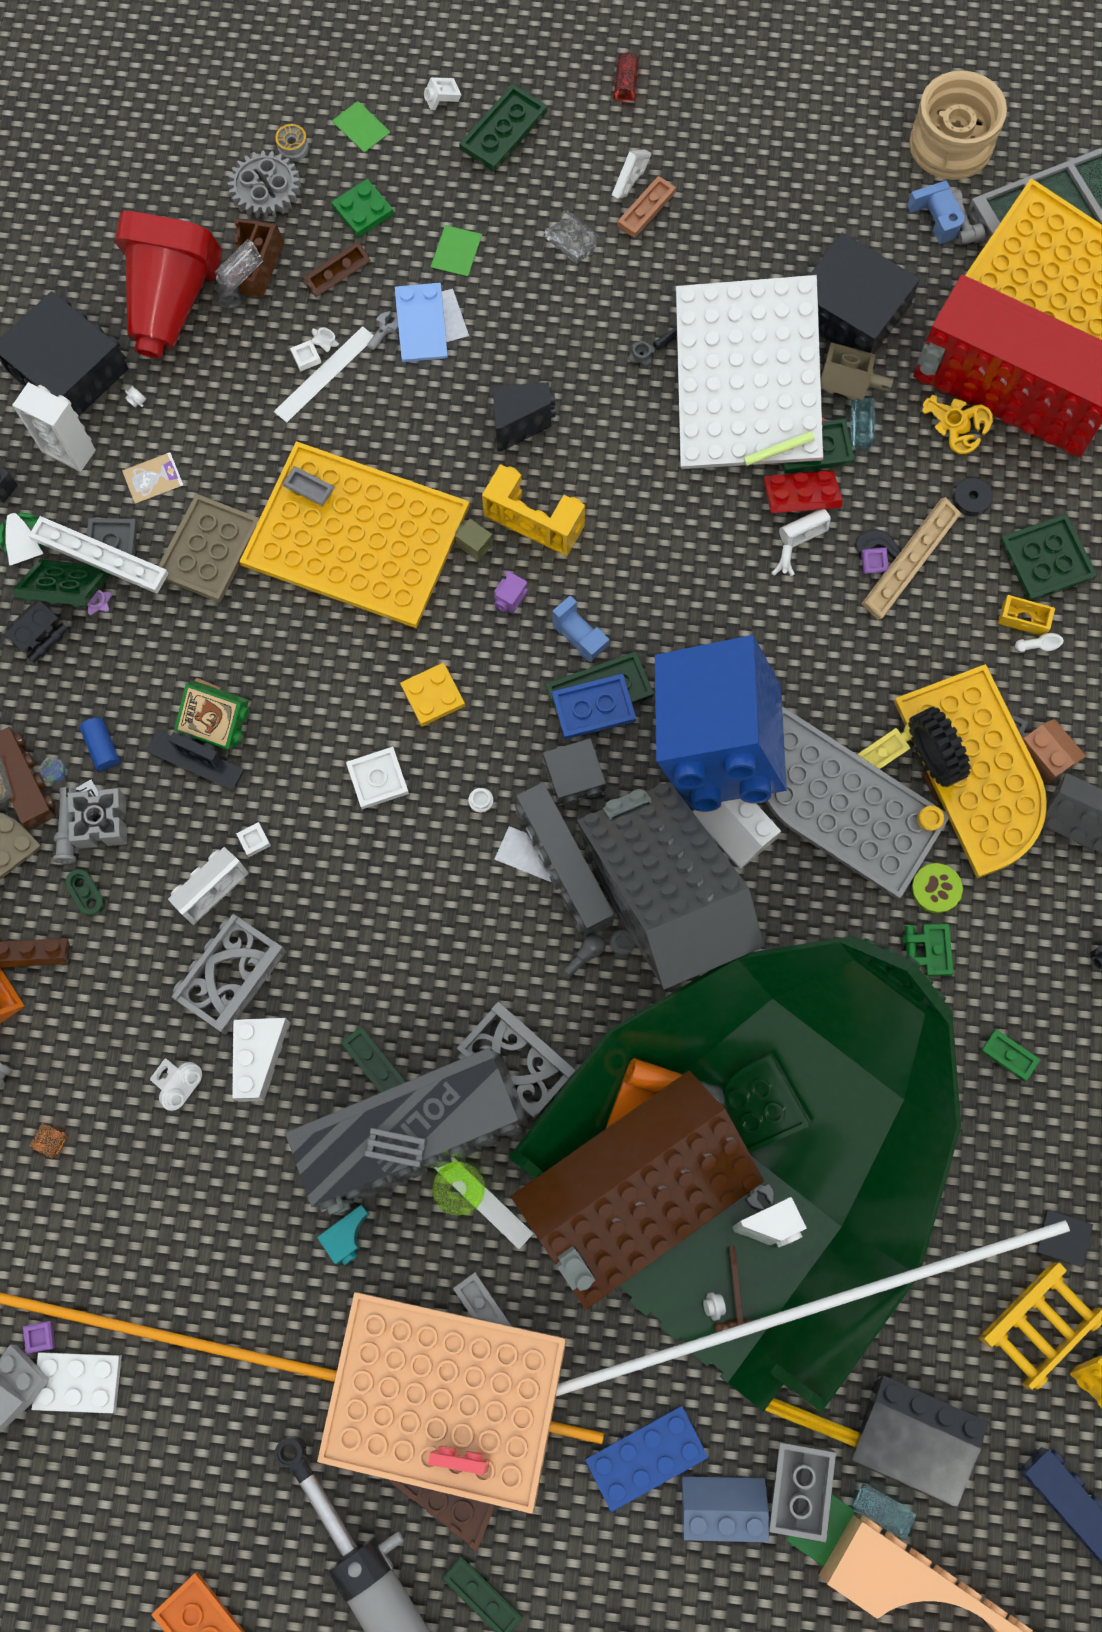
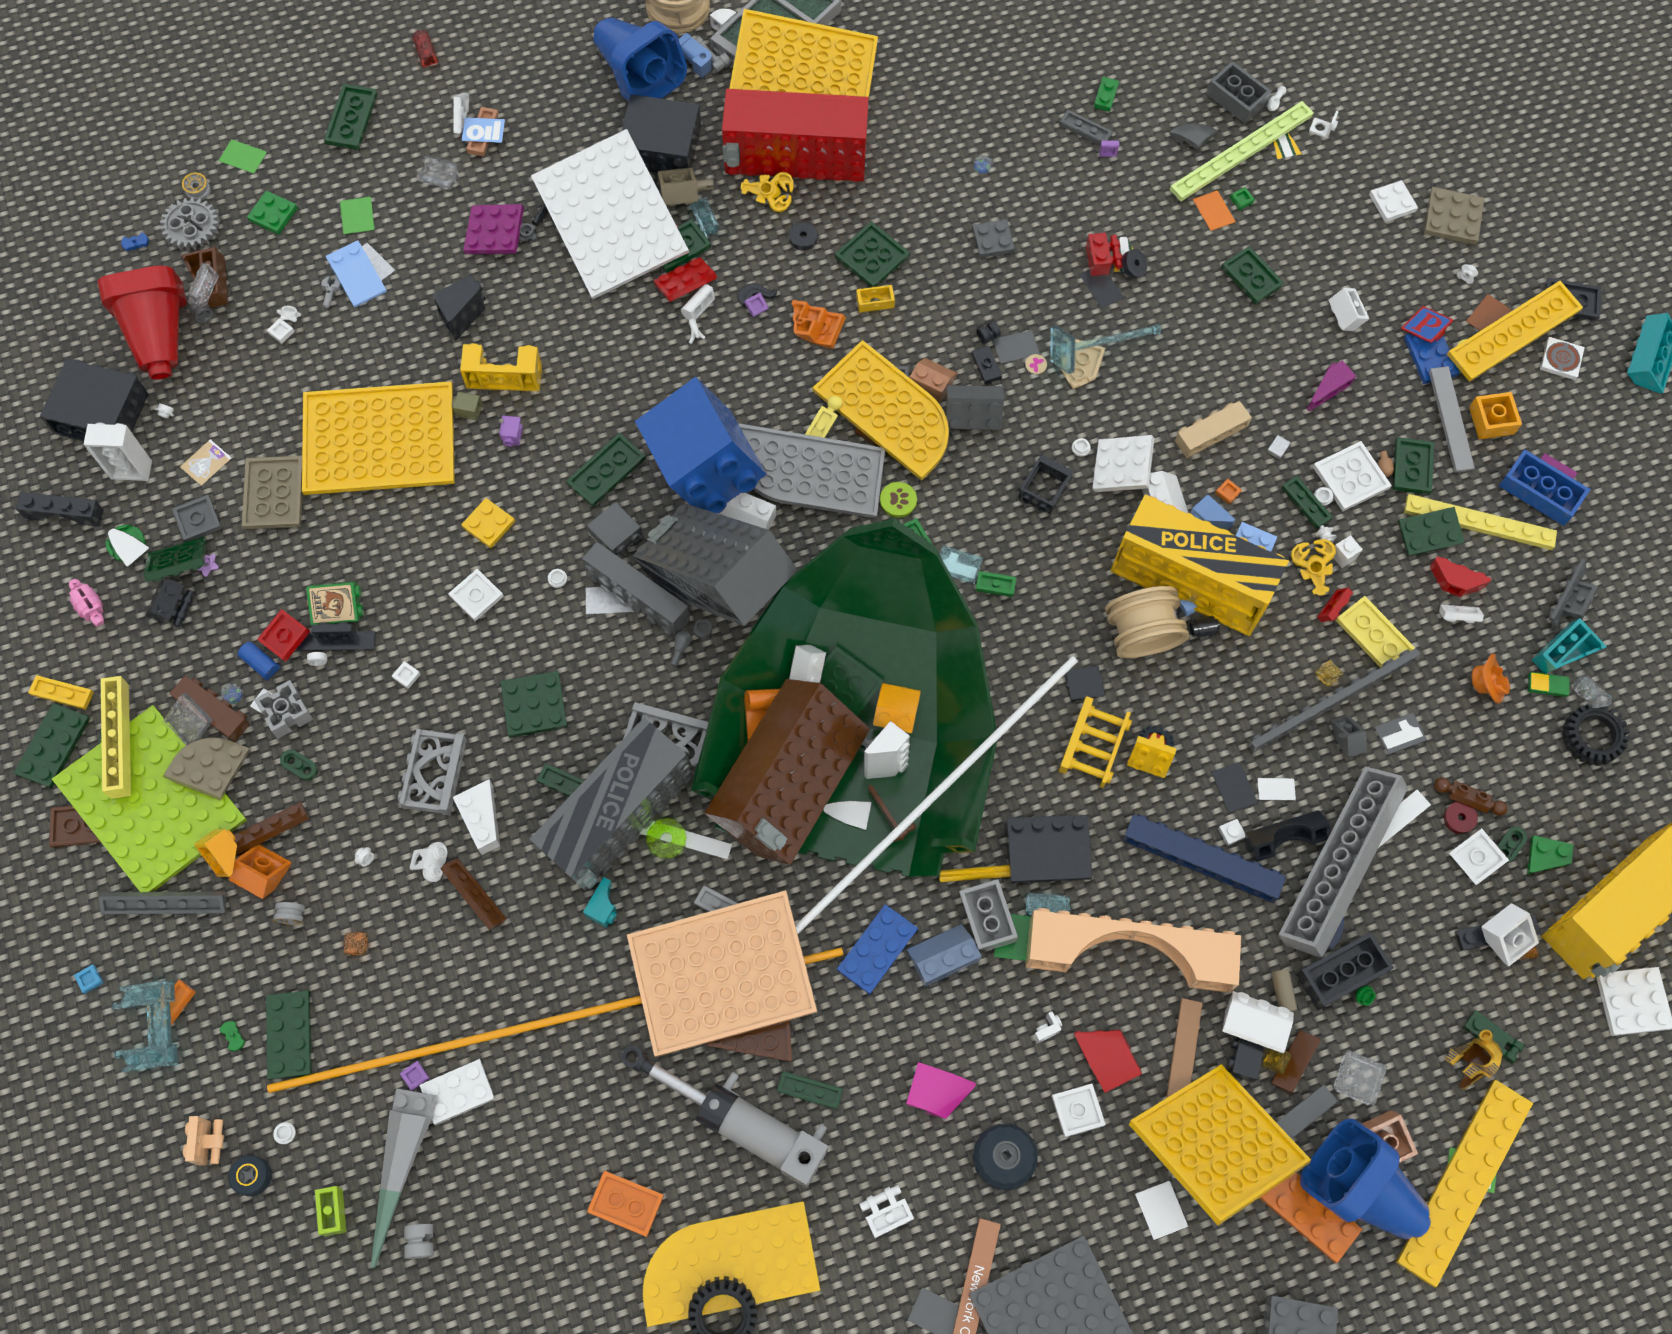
camera: 30 degrees left, 5 degrees down
(64, 848) = (264, 733): light grey pin -> none
(98, 554) = (193, 529): white plate -> none
(105, 1040) = (364, 856): none -> white plate
(139, 727) = (283, 635): none -> red plate
(163, 773) = (317, 658): none -> white tile
(196, 181) = (135, 242): none -> blue piece
(205, 1148) = (473, 893): none -> reddish brown plate
(208, 885) = (388, 718): white slope -> none
(308, 486) = (328, 418): flat silver tile -> none
(324, 374) = (300, 339): white sticker -> none
(336, 269) = (273, 262): reddish brown slope -> none
(372, 1143) = (595, 822): flat silver tile -> none
(382, 944) = (533, 704): none -> dark green plate
(441, 90) = (291, 108): white bracket -> none
(447, 1458) = (743, 1003): coral plate -> none
(577, 631) = (572, 437): medium blue piece -> none
(593, 706) = (607, 480): blue plate -> none
(604, 333) = (493, 229): none -> magenta plate
(647, 205) = (483, 130): none -> sticker
(695, 1266) = (850, 812): none -> white sticker
(714, 1306) = (876, 829): white plate -> none
(722, 1063) = (807, 664): none -> white brick
(779, 448) = (655, 255): yellowish green piece -> none
(811, 1165) = (898, 706): none -> light orange slope
(877, 193) = (642, 58): none -> blue cone
(911, 558) = (780, 293): tan tile -> none
(930, 818) = (872, 455): yellow tile -> none
(938, 617) = (816, 324): none -> orange slope
(939, 746) = (855, 402): black tyre -> none
(975, 1006) = (961, 564): none -> clear light blue sticker
(997, 177) = (720, 18): none -> white brick
(1045, 642) = (897, 310): white piece -> none

